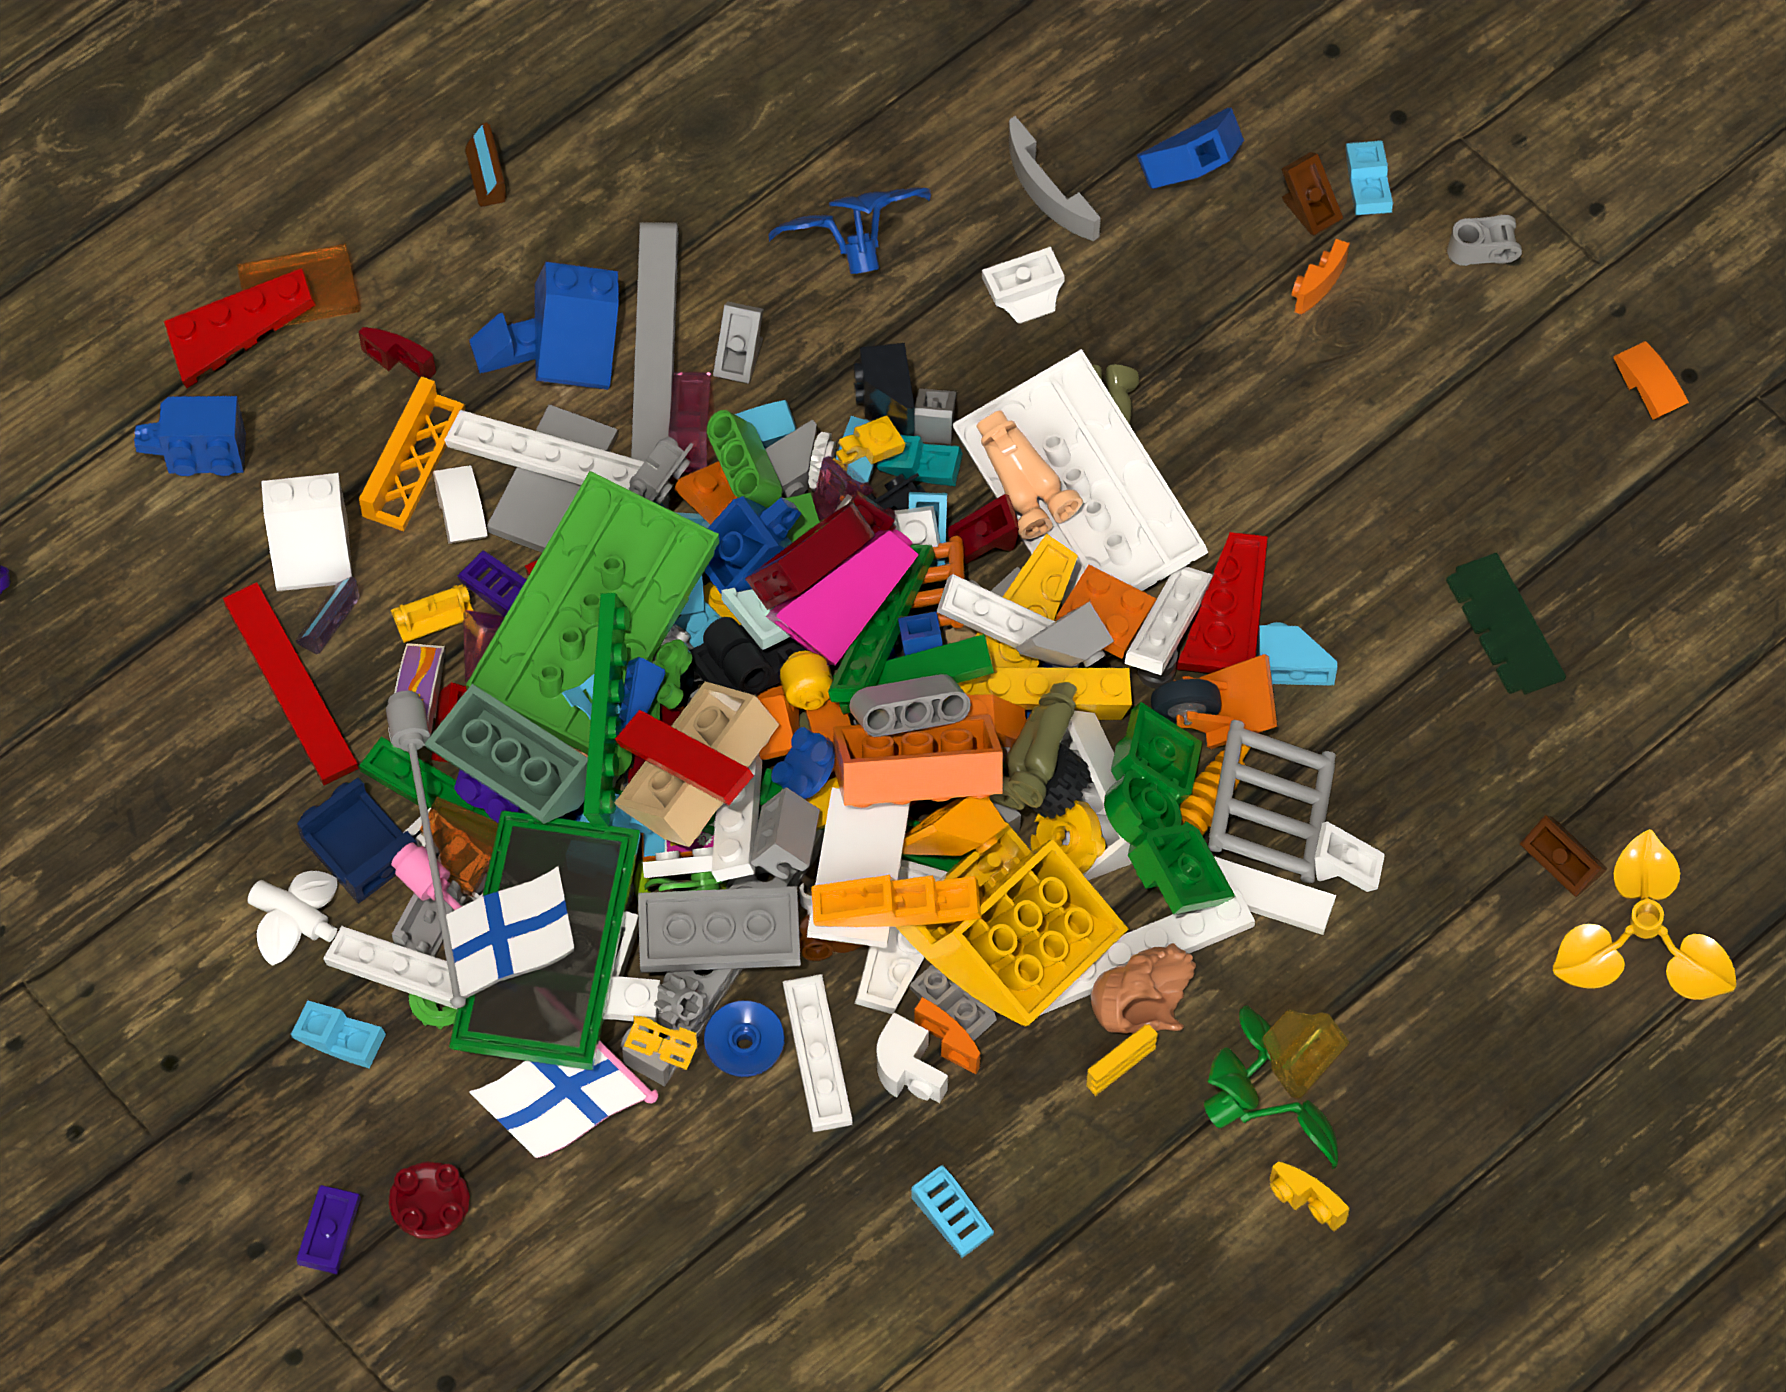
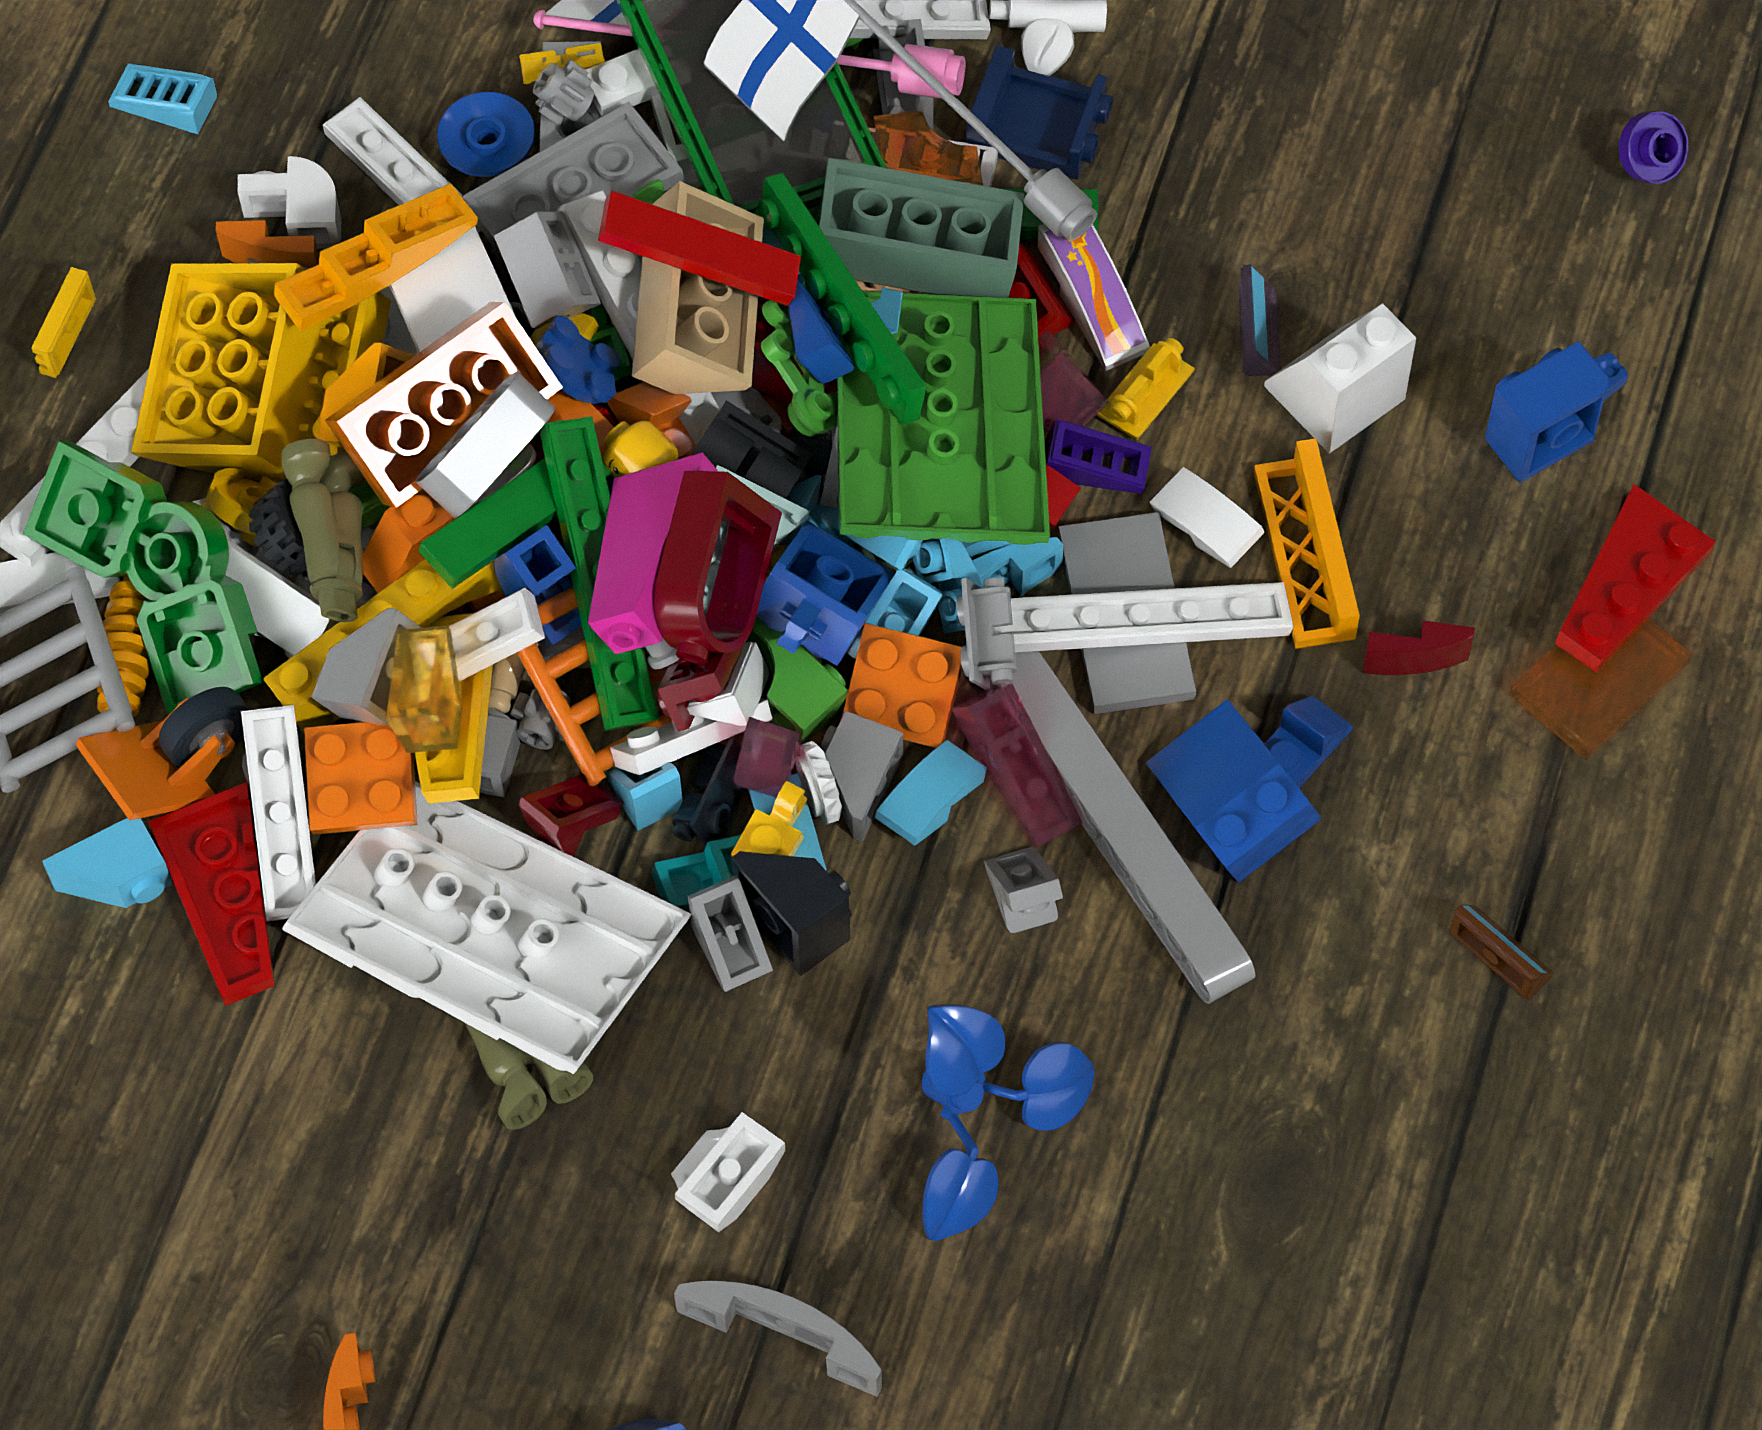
camera: 150 degrees right, 0 degrees up
(290, 684) = (1242, 237): red tile -> none
(743, 458) = (901, 704): bright green beam -> none
(1026, 477) = (551, 876): light nougat piece -> none
(1042, 592) = (425, 690): none -> clear yellow slope
(1143, 991) = (87, 382): nougat hair -> none

